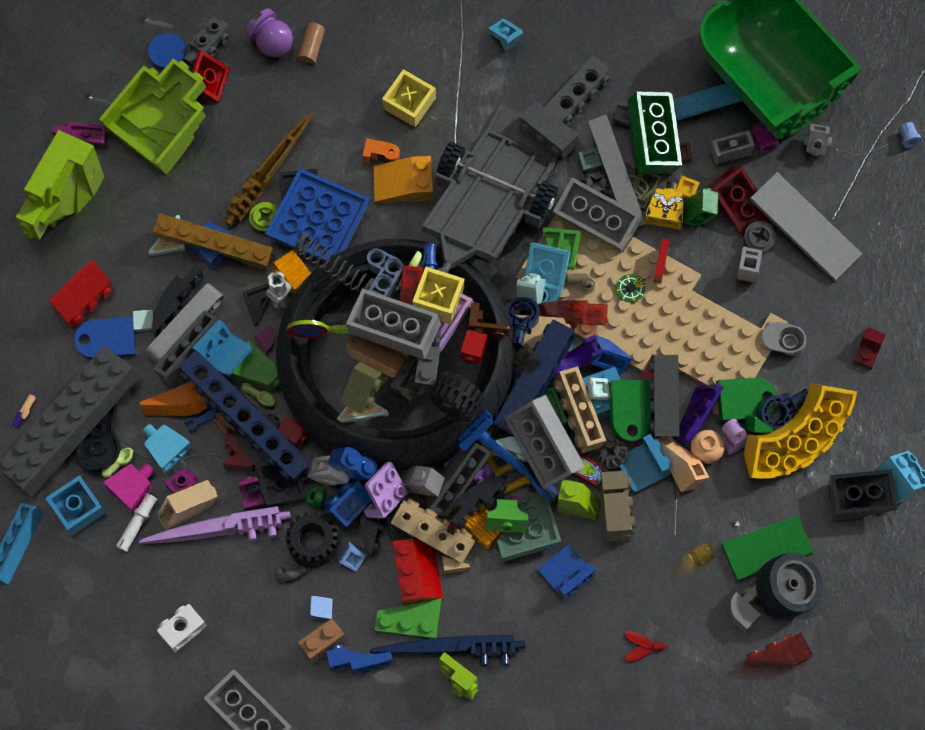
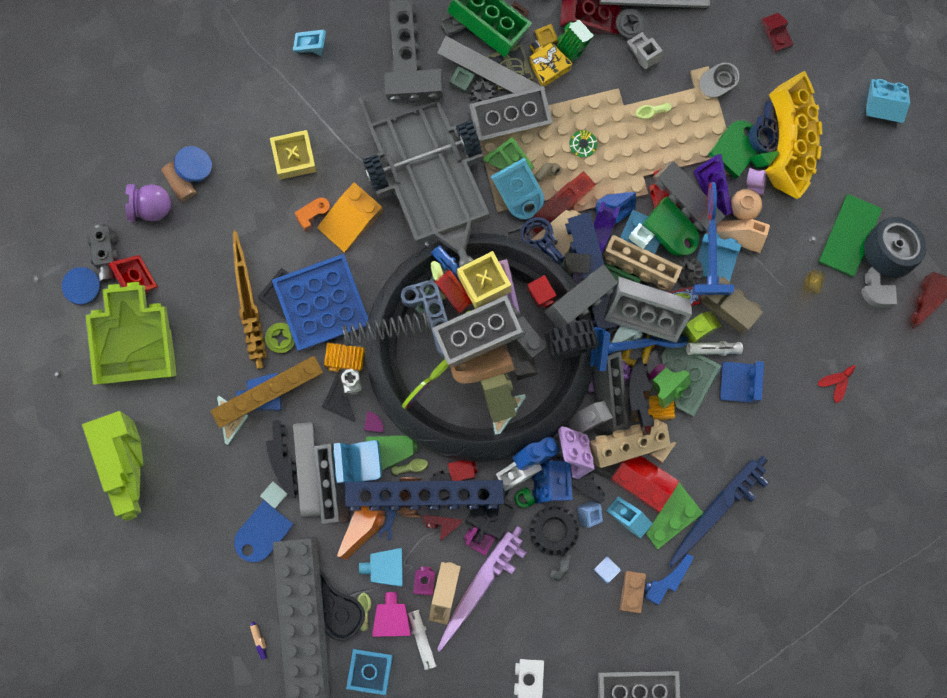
camera: 50 degrees left, 10 degrees up
(81, 294) = (214, 521): red slope -> none
(86, 132) = (84, 405): magenta hinge -> none
(331, 39) = (192, 164): none -> tile
(377, 586) = (629, 517): none -> medium azure slope
(462, 680) = (753, 525): lime plate -> none
(476, 324) = (521, 269): reddish brown bracket -> none
(501, 379) = (582, 296): none -> dark grey brick
(531, 287) = (522, 209): light aqua slope -> none
(568, 523) = (733, 348): none -> white pin
(611, 472) = (712, 286): none -> blue piece
(661, 260) = (587, 105): red tile -> none
(703, 309) = (648, 111): none -> yellowish green piece
(862, 494) = (877, 139): black slope -> none

